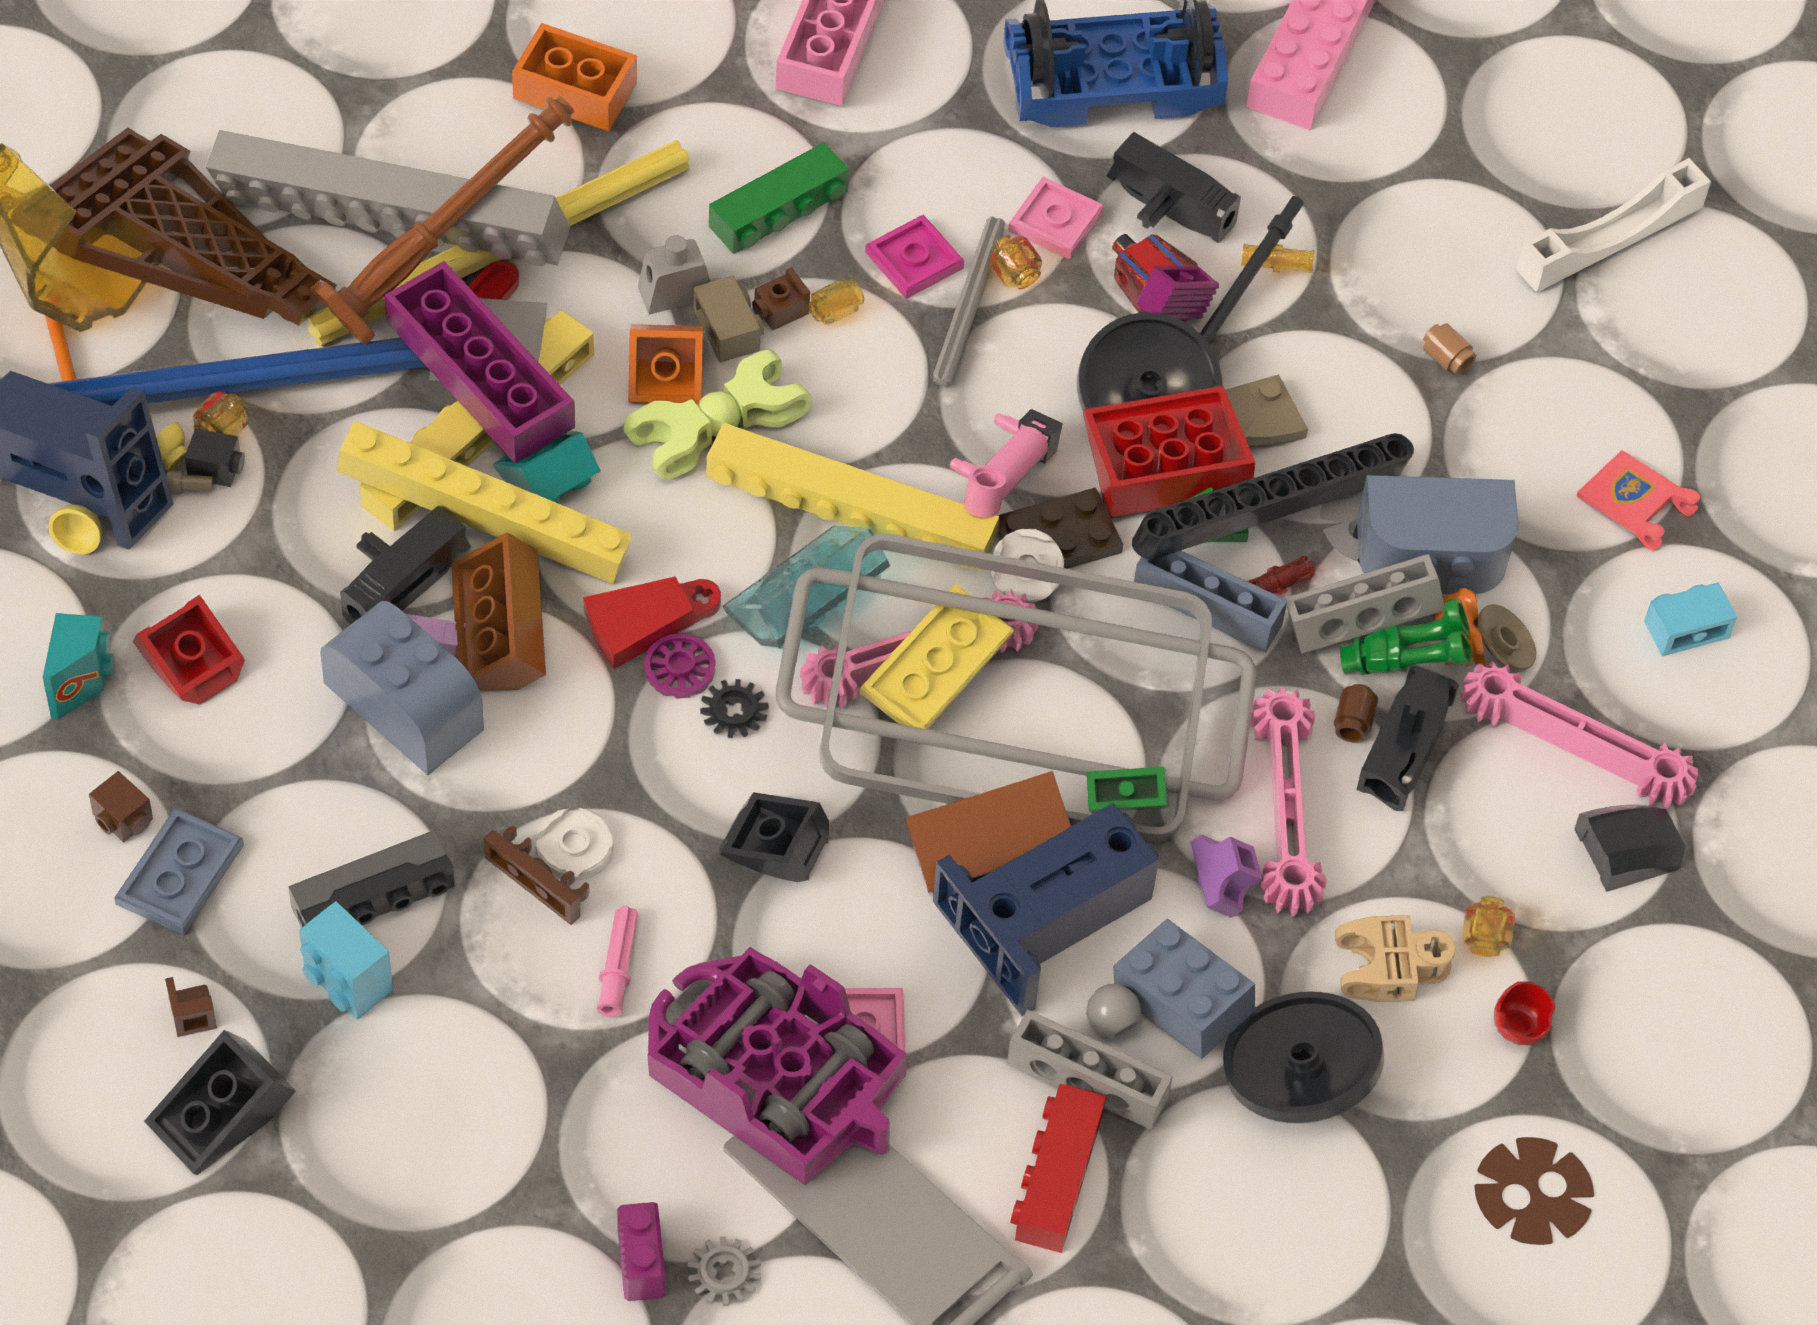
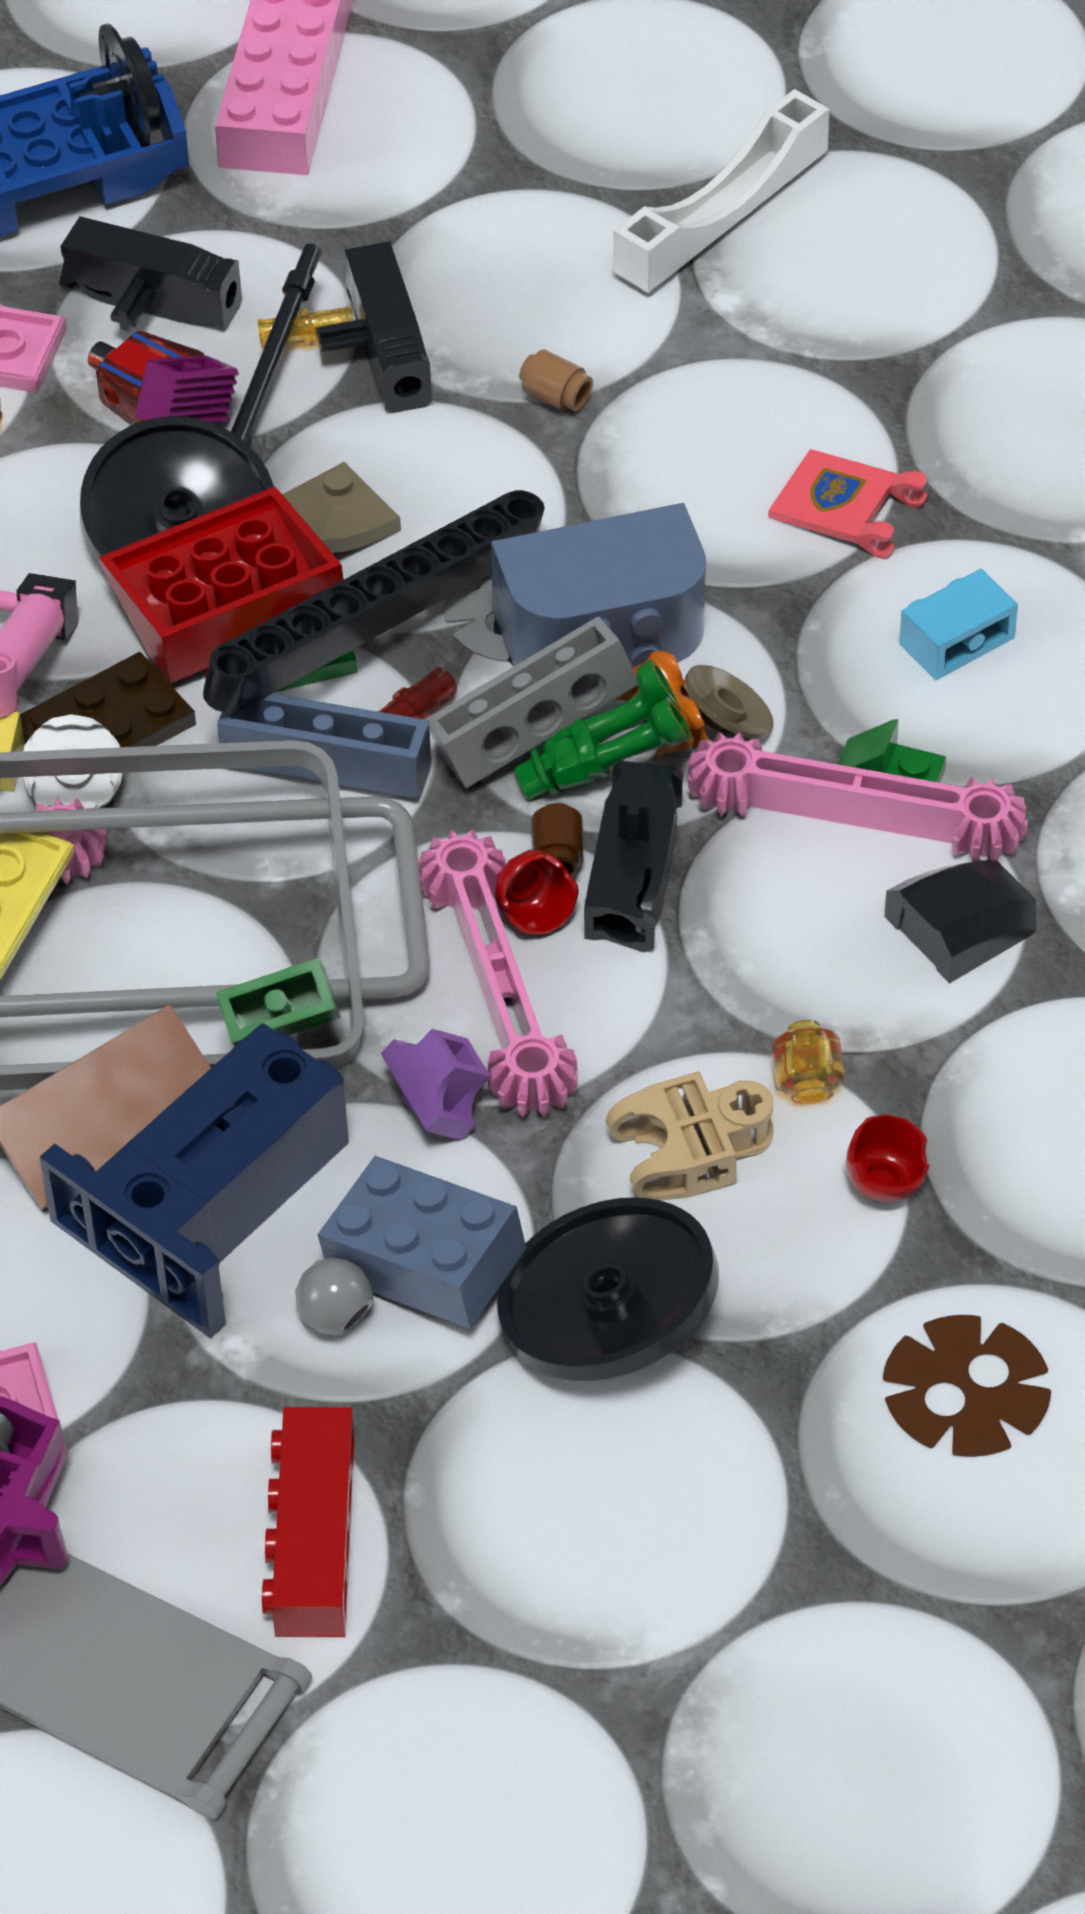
camera: 10 degrees left, 5 degrees down
(1081, 1062) = (278, 1369): light grey brick -> none
(1330, 748) = (536, 892): none -> red hair
(1334, 275) = (384, 327): none -> black piece
(1604, 706) = (879, 752): none -> green slope

